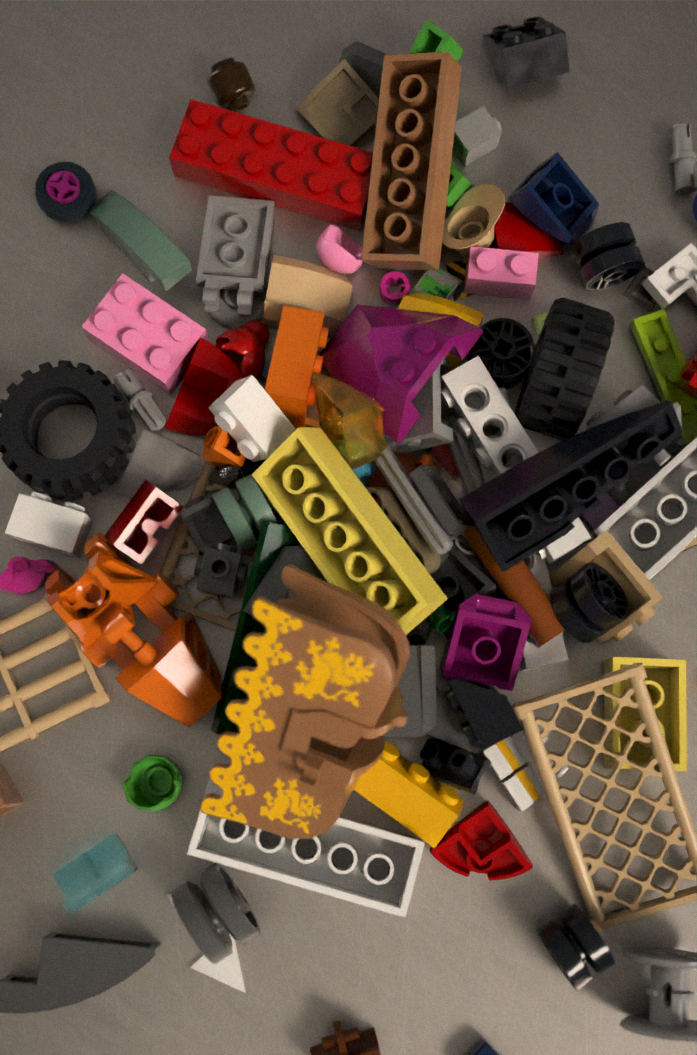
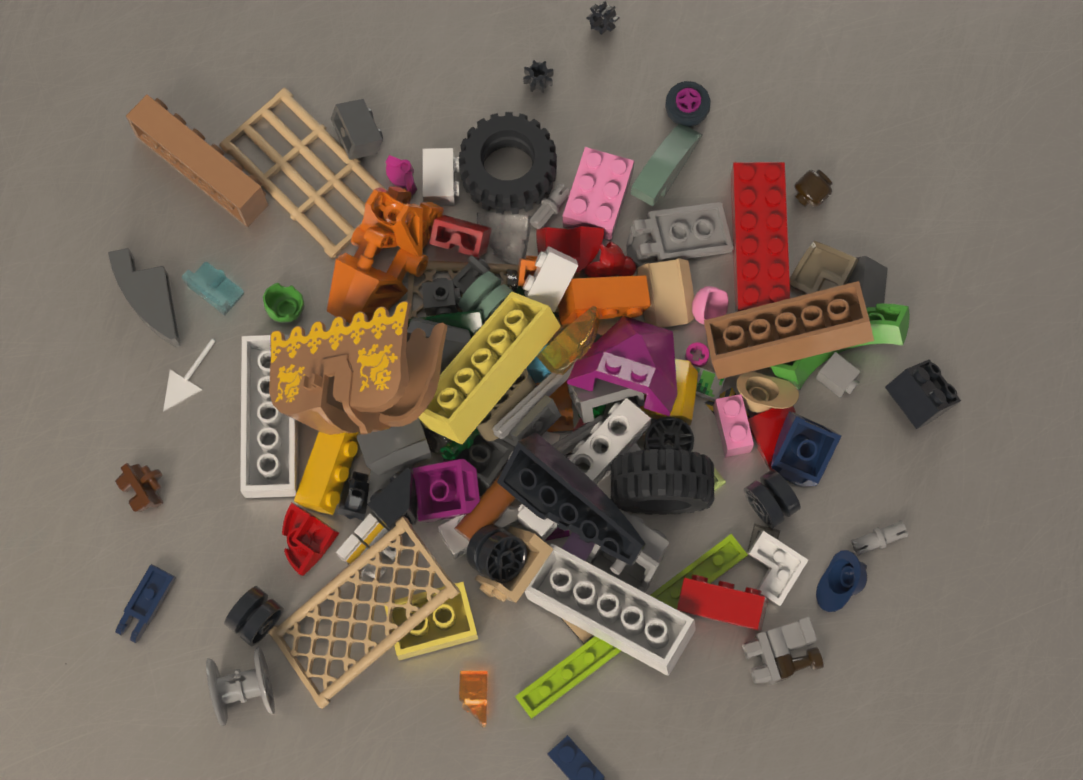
camera: 75 degrees right, 5 degrees down
(215, 913) = (209, 368): dark grey wheel -> none

